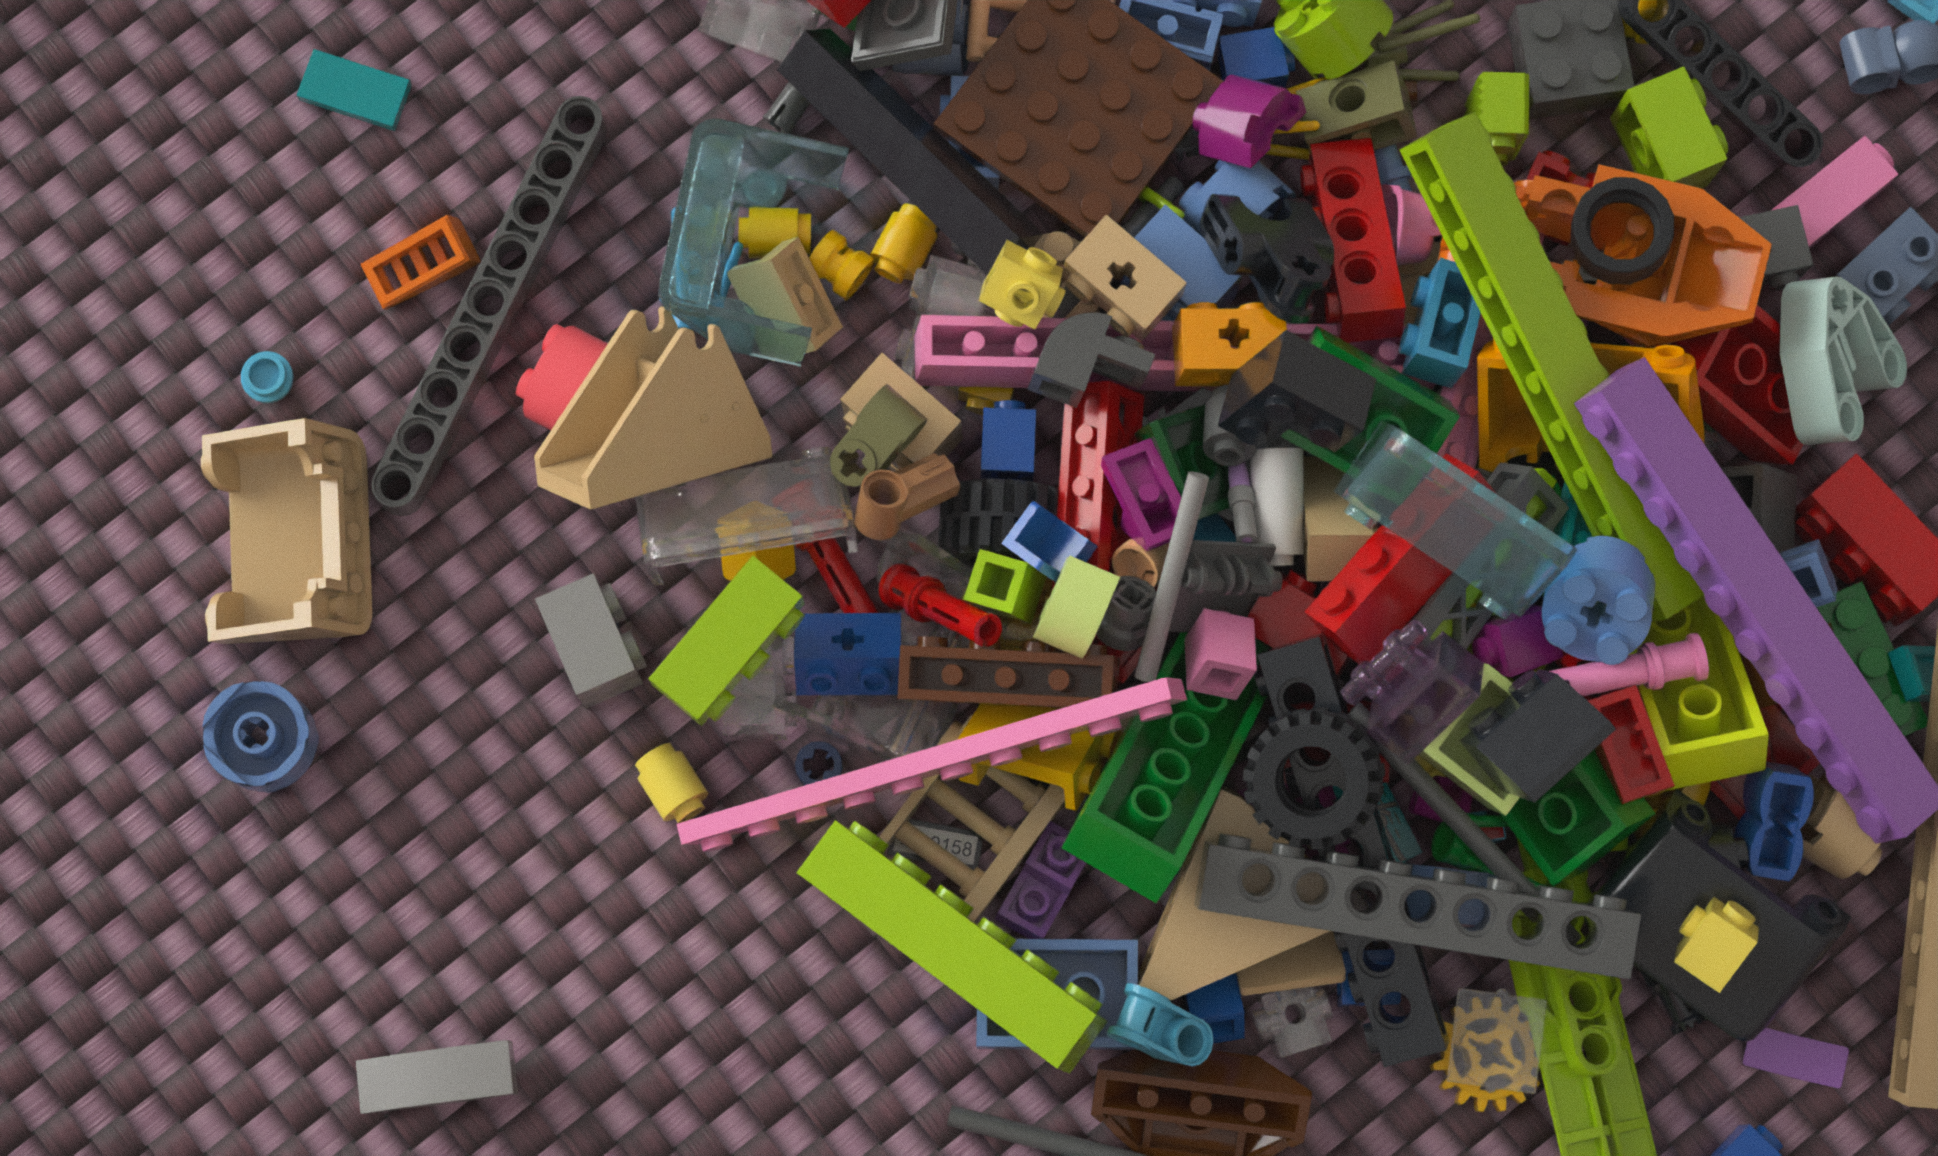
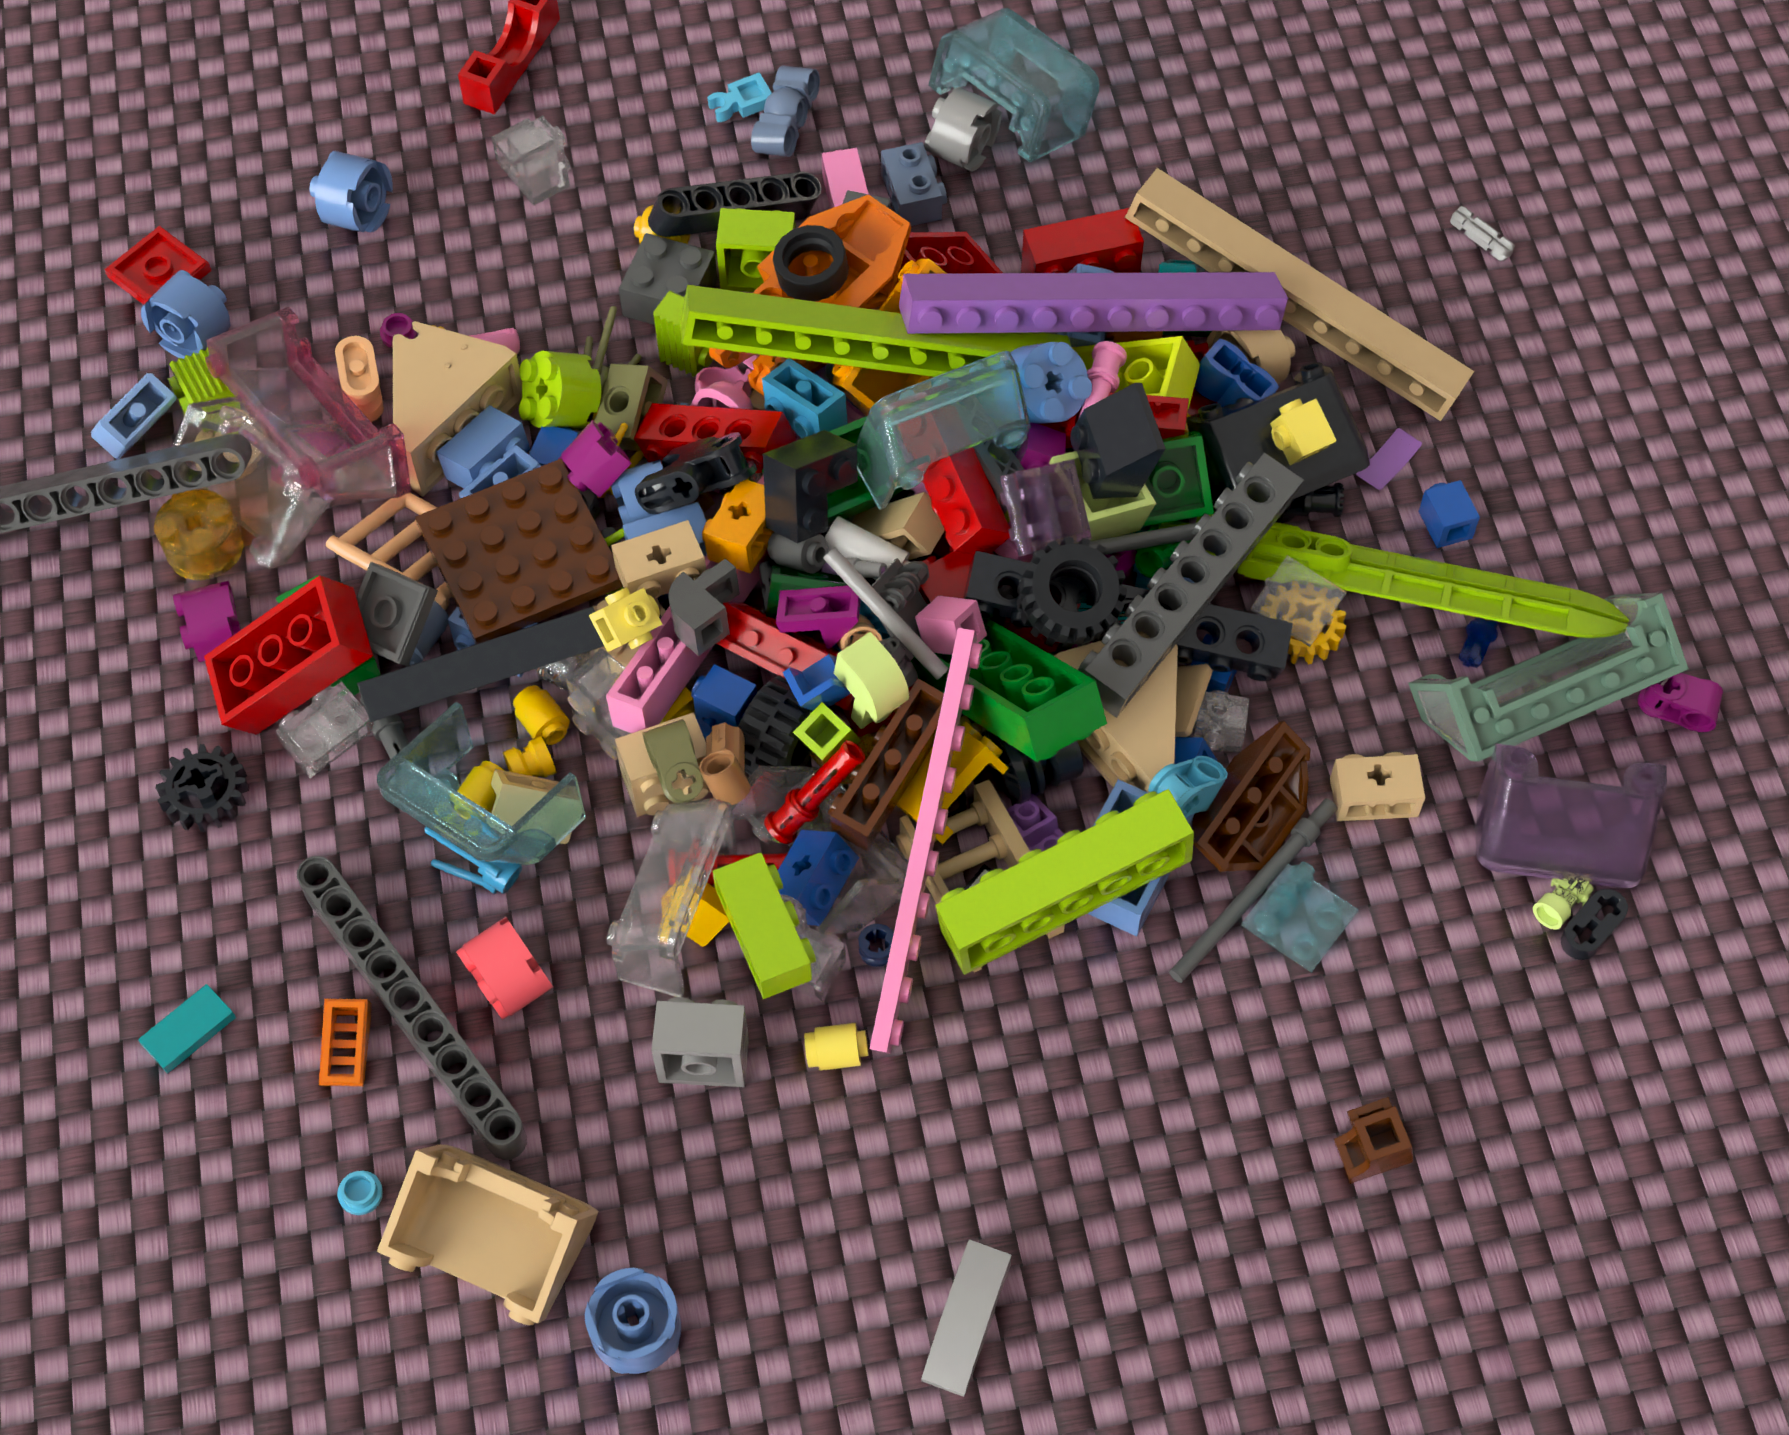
camera: 60 degrees left, 20 degrees down
(652, 417) = (571, 911): tan ladder -> none
(1828, 352) = (955, 220): light aqua connector -> none

